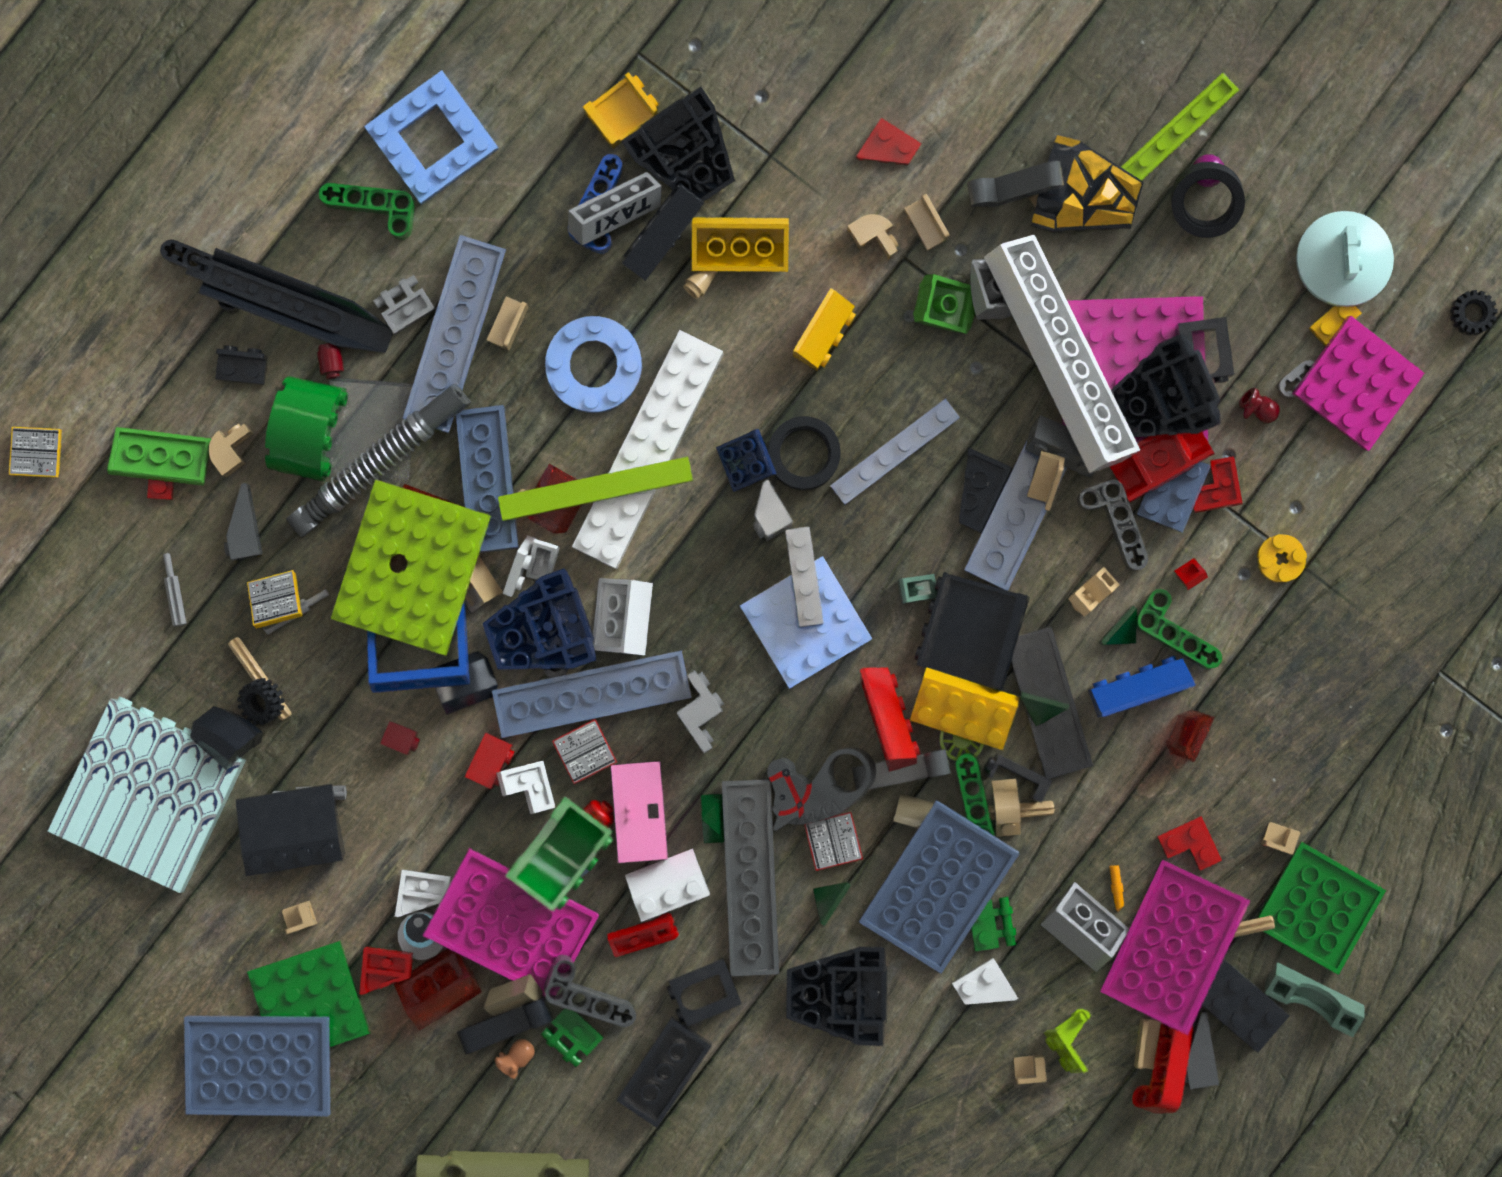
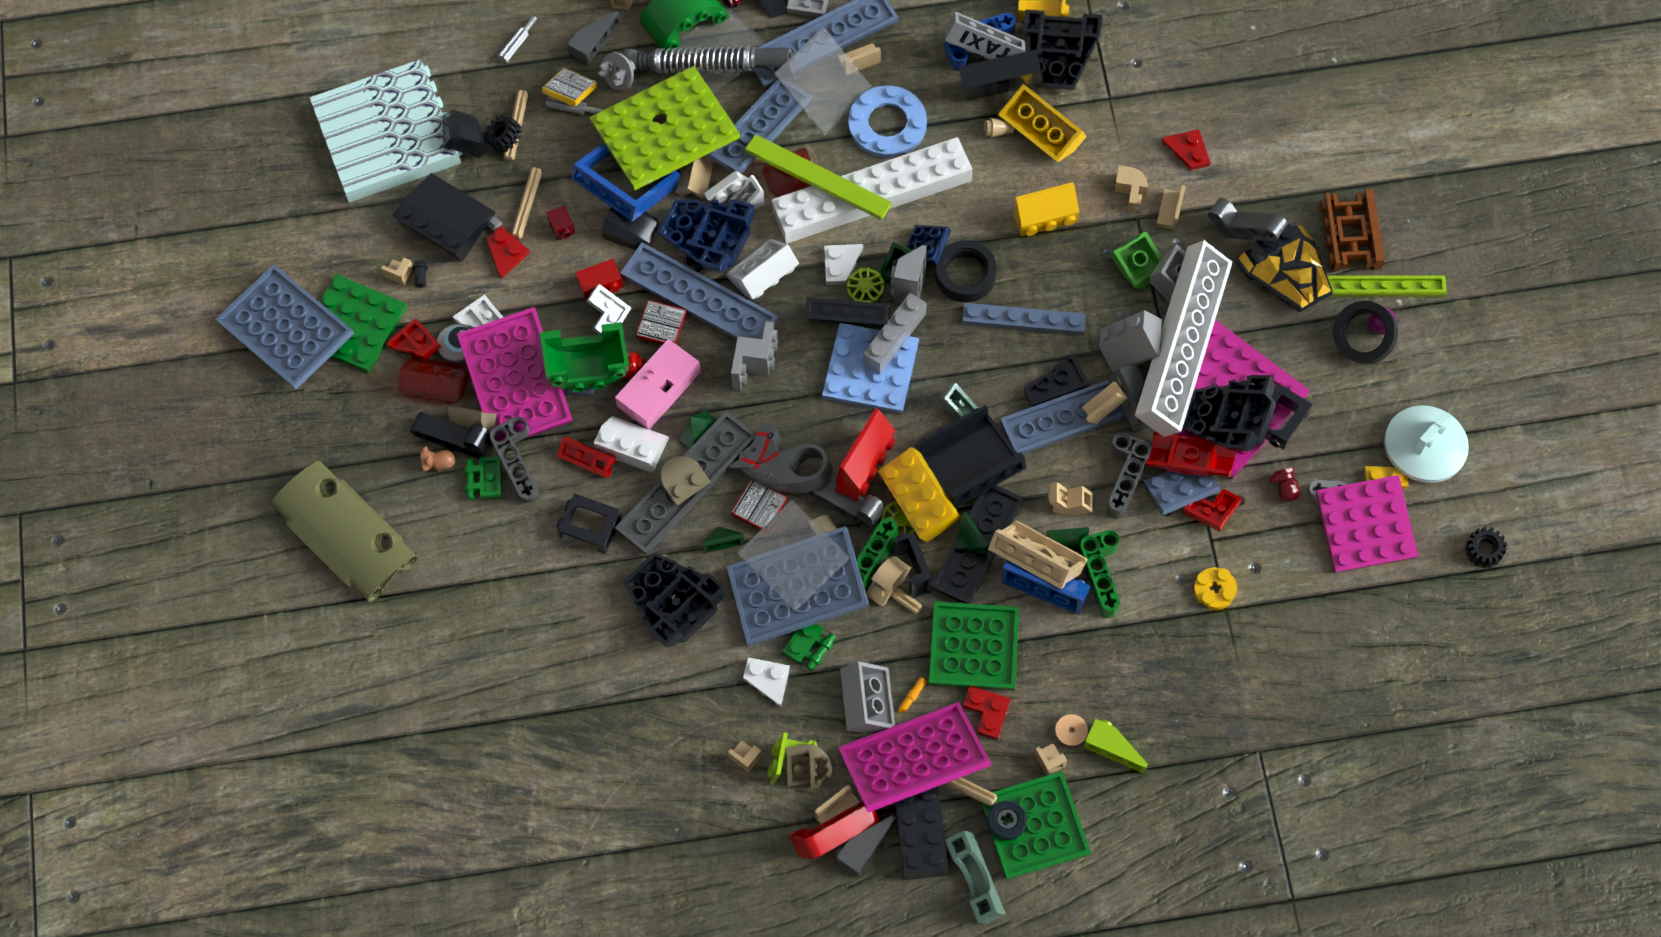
camera: 45 degrees right, 20 degrees down
(303, 543) = (617, 71): none -> light grey plate
(322, 902) = (419, 273): none -> black pin
(347, 745) = (526, 203): none -> tan axle
(375, 808) = (506, 250): none -> red wing
(505, 384) = (823, 80): none -> clear piece
(664, 1072) = (516, 545): black brick -> none
(684, 545) = (840, 262): none -> white wing
(727, 547) = (865, 285): none -> lime wheel
(736, 505) = (895, 252): none -> dark green slope
(746, 596) = (847, 312): none -> black fence
(748, 881) = (682, 478): none -> dark tan slope
(912, 865) = (793, 555): none -> clear piece
(1018, 398) = (1131, 340): none -> light grey slope
(1093, 1033) = (806, 765): none -> dark tan slope
(1121, 87) = (1368, 230): none -> dark orange fence
(1130, 798) = (974, 646): none -> green plate
(1134, 684) = (1037, 554): none -> tan fence
(1189, 734) = (1051, 639): clear red slope -> none
(1191, 574) = (1145, 545): red plate -> none
(1275, 797) = (1071, 730): none -> light nougat piece
(1308, 934) = (1004, 809): none -> black bush
(1315, 781) = (1110, 743): none -> lime slope

